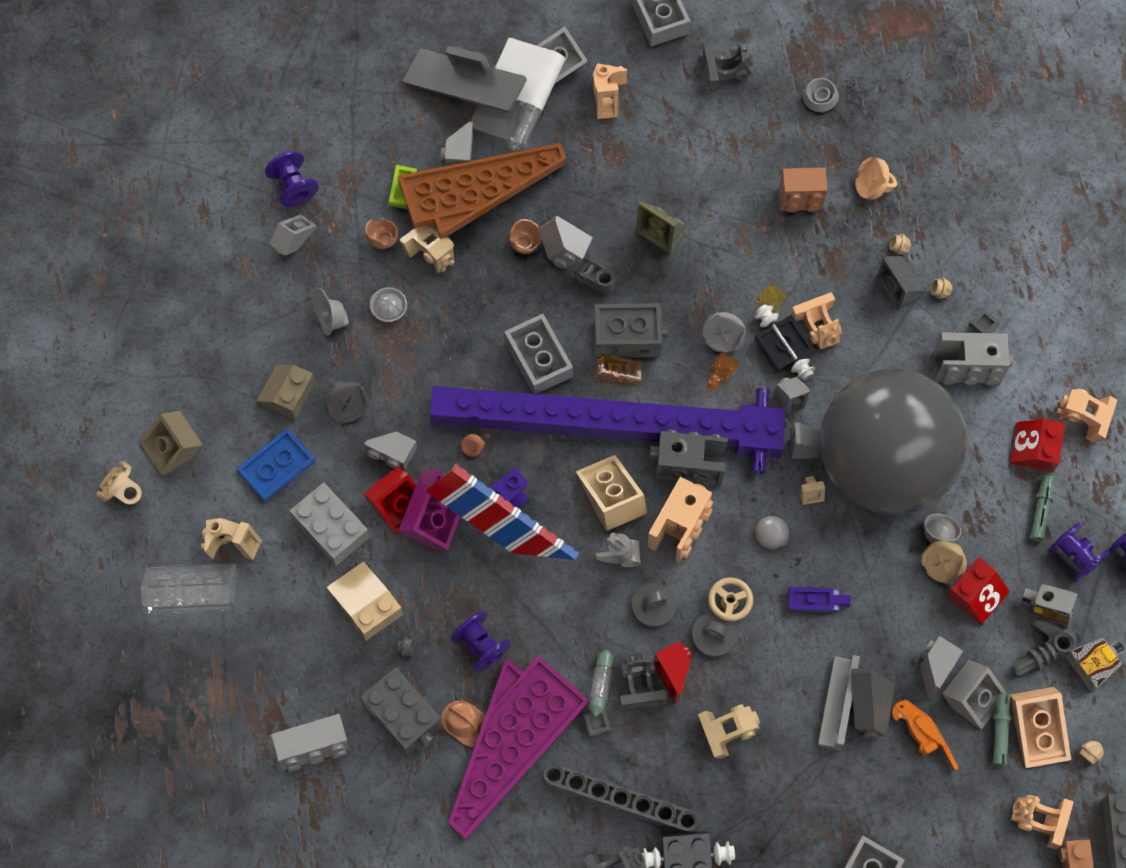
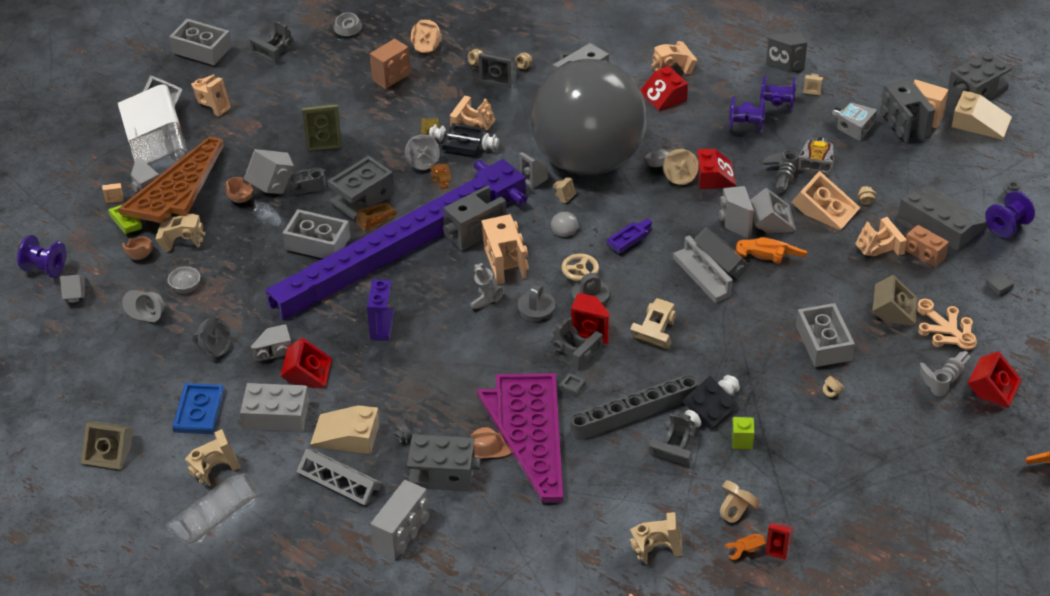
camera: 40 degrees left, 25 degrees down
(116, 483) = (92, 489): tan tile -> none
(287, 390) = (161, 363): dark tan slope -> none
(320, 641) = (344, 471): none -> light grey fence
(418, 145) = (113, 193): none -> light nougat plate
(427, 518) = (340, 347): magenta brick -> none
(465, 77) = (107, 136): dark grey bracket -> none
(472, 445) = (325, 307): nougat tile -> none
(480, 642) = (450, 393): dark purple hose -> none
(497, 516) = (387, 315): sticker -> none
(601, 682) = (551, 360): piece -> none
(612, 492) = (445, 269): tan slope -> none
(791, 394) = (498, 150): light grey slope -> none
(1001, 732) = (802, 213): sand green pin -> none
(1043, 499) = (698, 110): sand green pin -> none
(1052, 604) = (762, 144): light grey torso -> none

